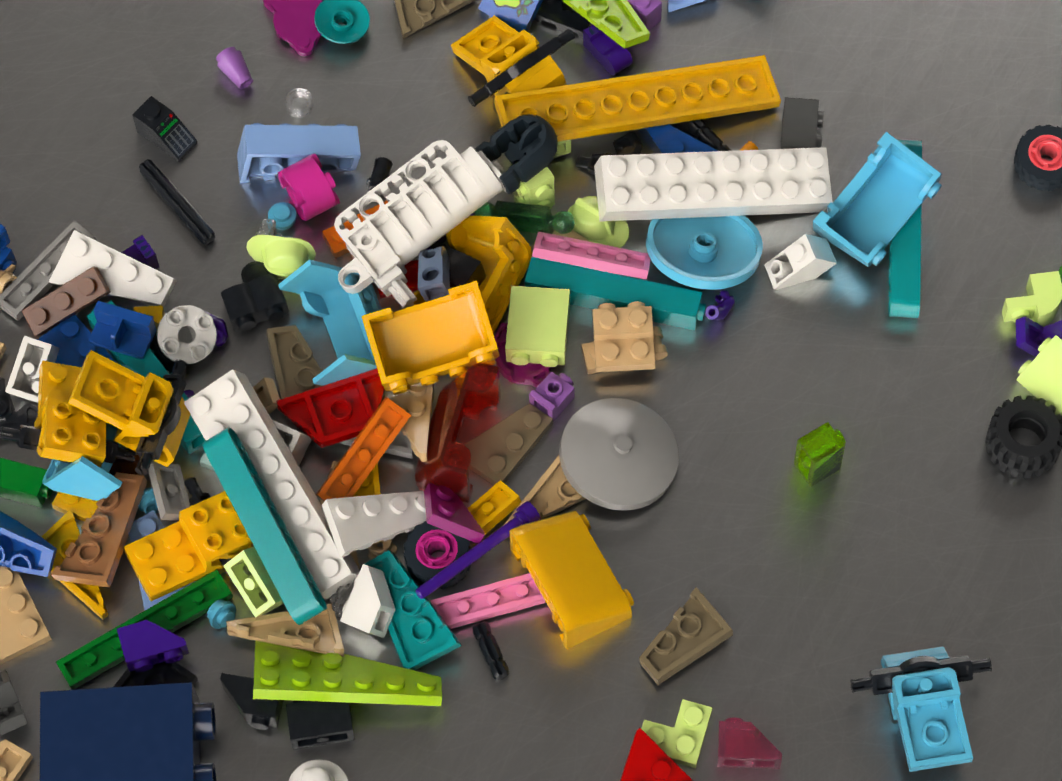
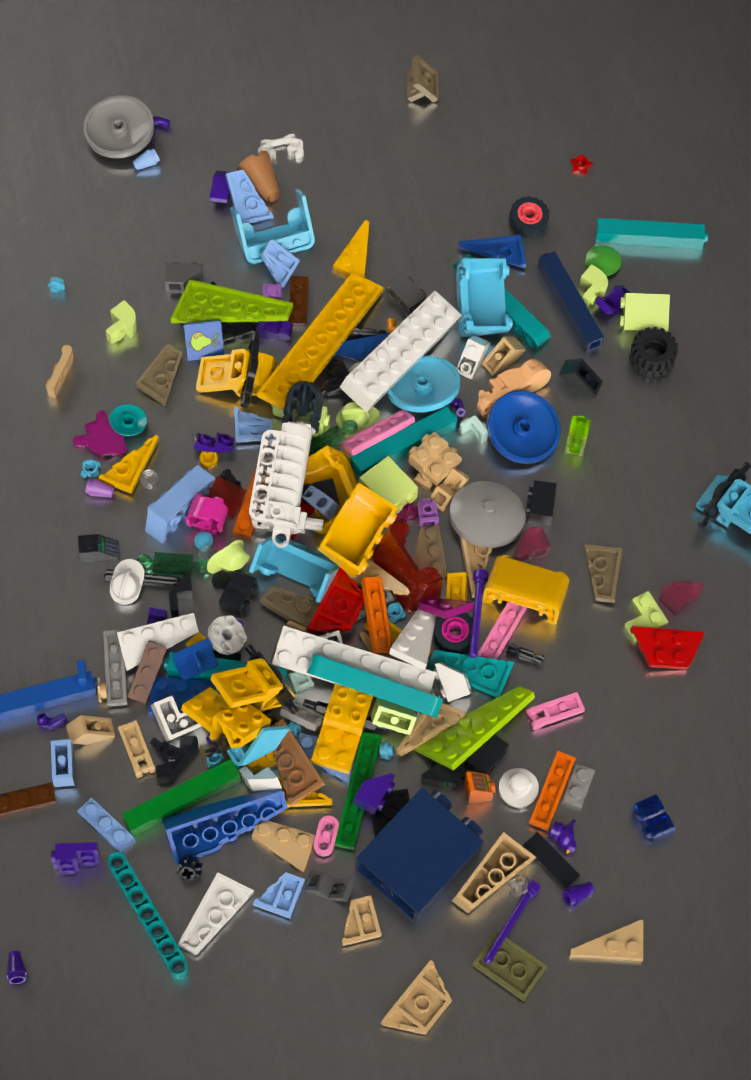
camera: 50 degrees left, 0 degrees up
(32, 458) = (215, 760): none -> medium azure plate
(50, 523) = (261, 782): none -> white slope
(57, 644) = (326, 836): none -> bright pink plate
(154, 190) = (127, 581): none -> white piece
(201, 248) = (181, 591): none -> black slope
(220, 210) = (173, 563): none -> clear green plate
(250, 33) = (86, 465): none -> medium azure plate
(268, 745) = (478, 787): none -> orange slope
(282, 74) = (127, 472): none -> yellow wing
(353, 182) = (229, 493): none -> clear red piece
(384, 133) = (208, 459): none -> yellow tile
(398, 464) = (400, 614): none -> medium azure plate
(400, 116) = (220, 443): none -> dark purple slope
(454, 744) = (555, 710): none -> bright pink plate
(462, 129) = (250, 426): none -> light blue wing
(598, 386) = (444, 492): none -> tan slope
(629, 533) = (532, 545): none -> clear pink slope
(671, 40) = (299, 298): none -> reddish brown plate
(697, 495) = (542, 502): none -> black brick
(712, 336) = (475, 426): none -> light aqua bracket
(767, 391) = (523, 427): none -> blue dish
(788, 41) = (354, 255): none -> yellow wing
(807, 333) = (529, 377): none -> light nougat piece
(839, 291) = (503, 355): none -> tan slope
(904, 392) = (580, 376): none -> black slope
(973, 169) = (500, 248): none -> blue wing
(988, 295) = (570, 301): none -> dark blue brick

